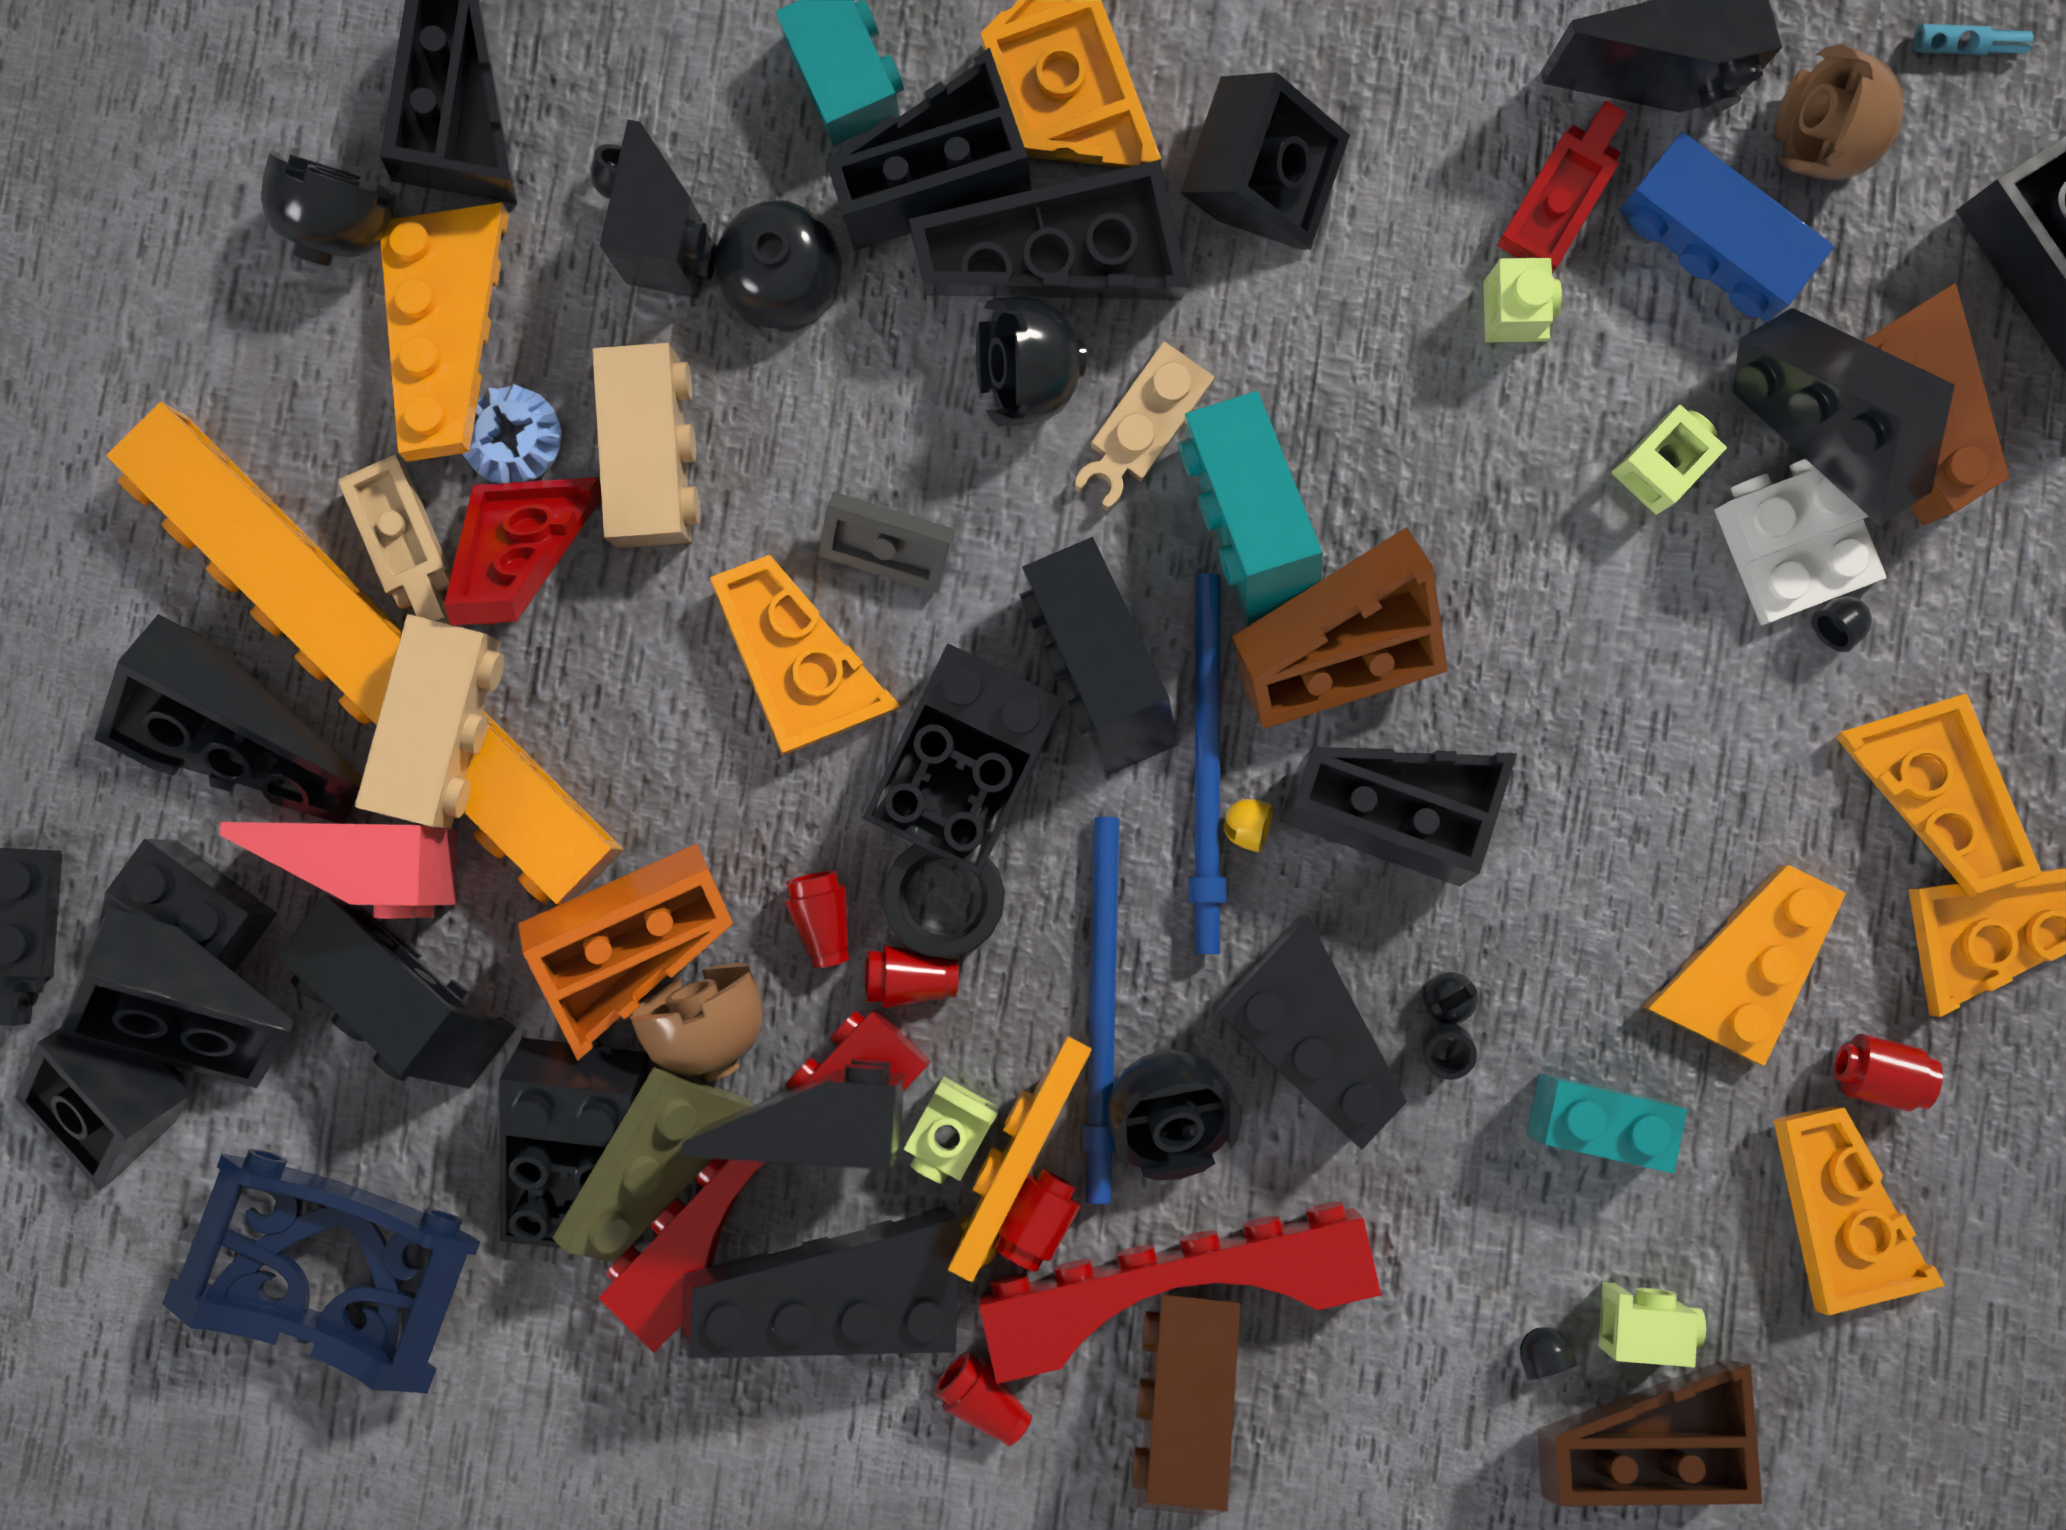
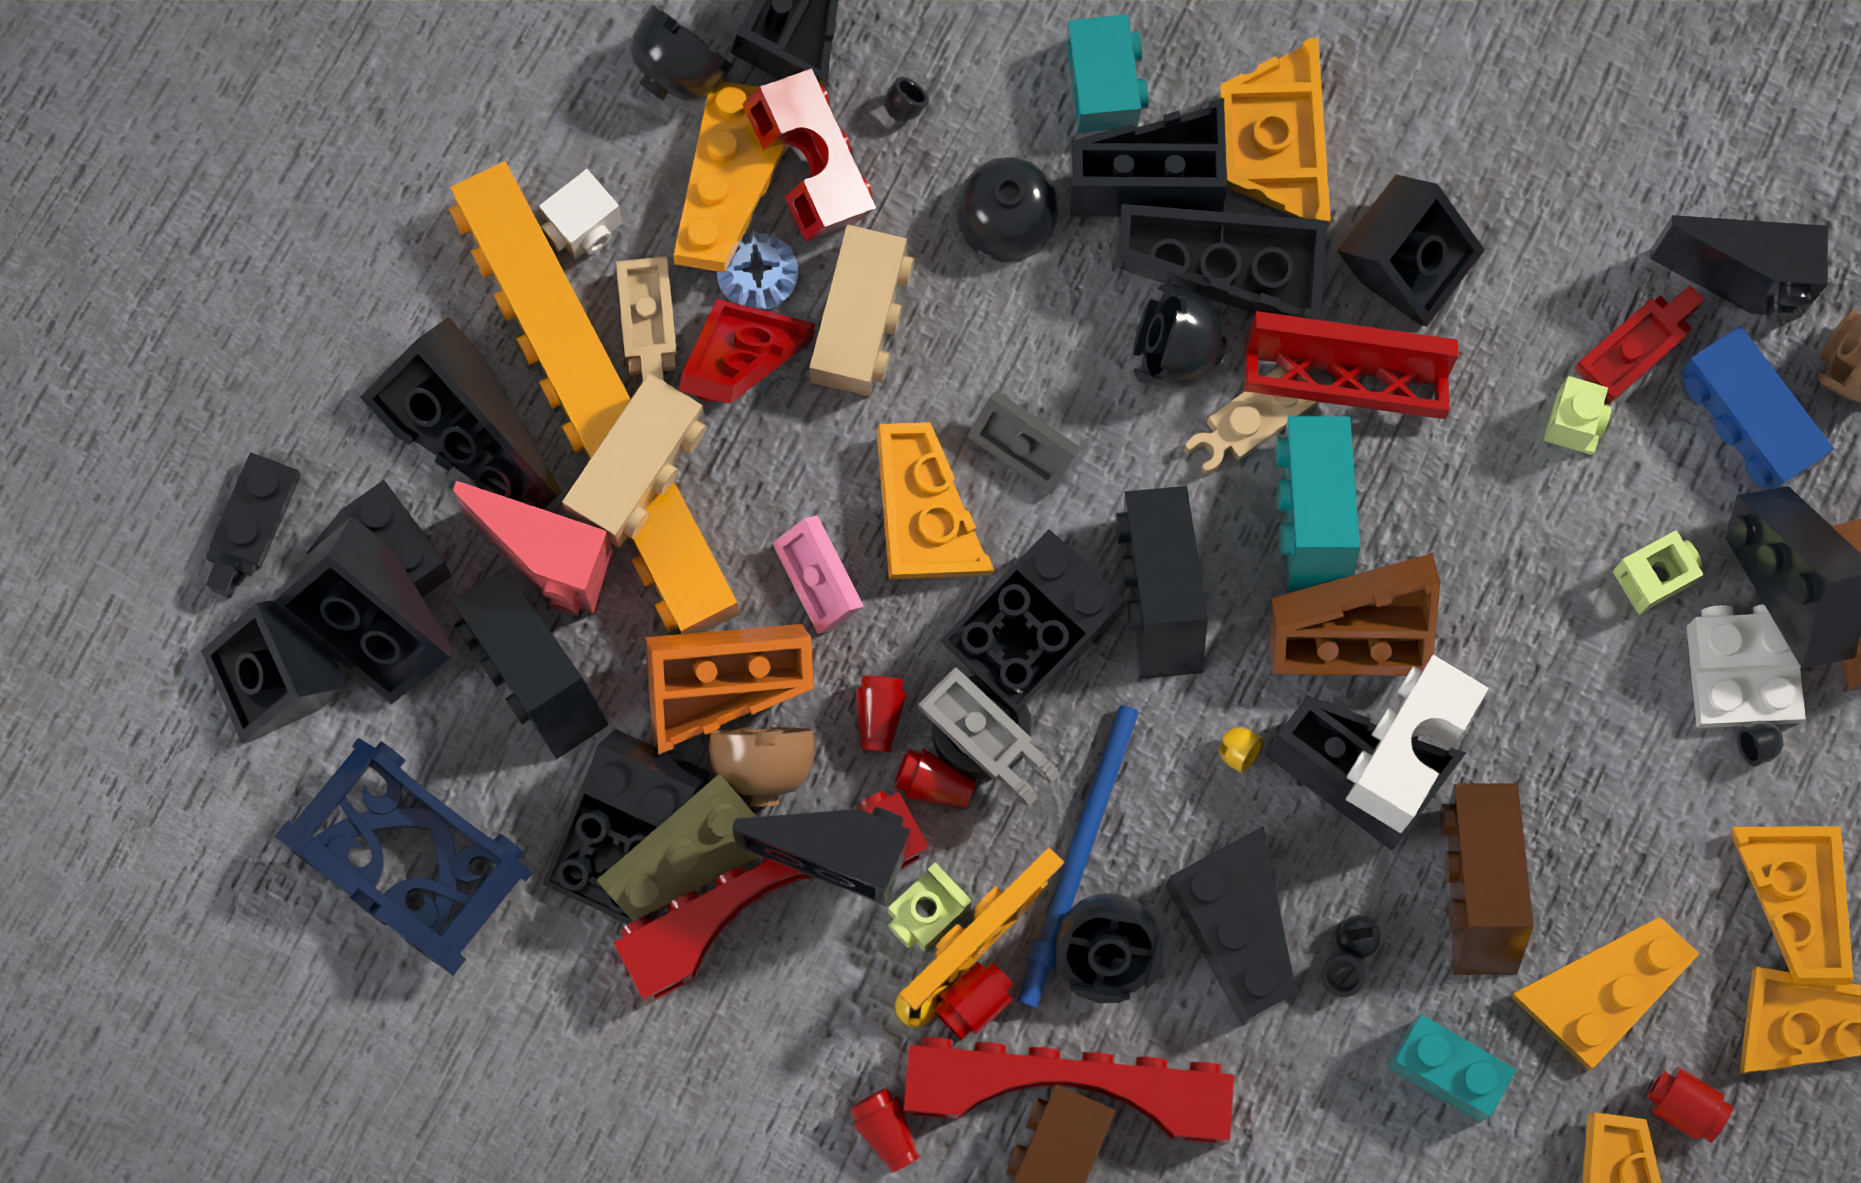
camera: 10 degrees right, 10 degrees down
(277, 438) = (580, 216): none -> white brick
(488, 231) = (799, 115): none -> arch
(652, 223) = (925, 150): black slope -> none
(696, 778) = (817, 574): none -> bright pink plate
(832, 1296) = (810, 1001): black wedge -> none
(948, 912) = (985, 733): none -> light grey hinge
(1207, 886) = (1191, 786): blue bar -> none
(1232, 308) = (1347, 354): none -> red fence
(1442, 819) = (1435, 705): none -> white arch
(1581, 885) = (1486, 878): none -> reddish brown wedge

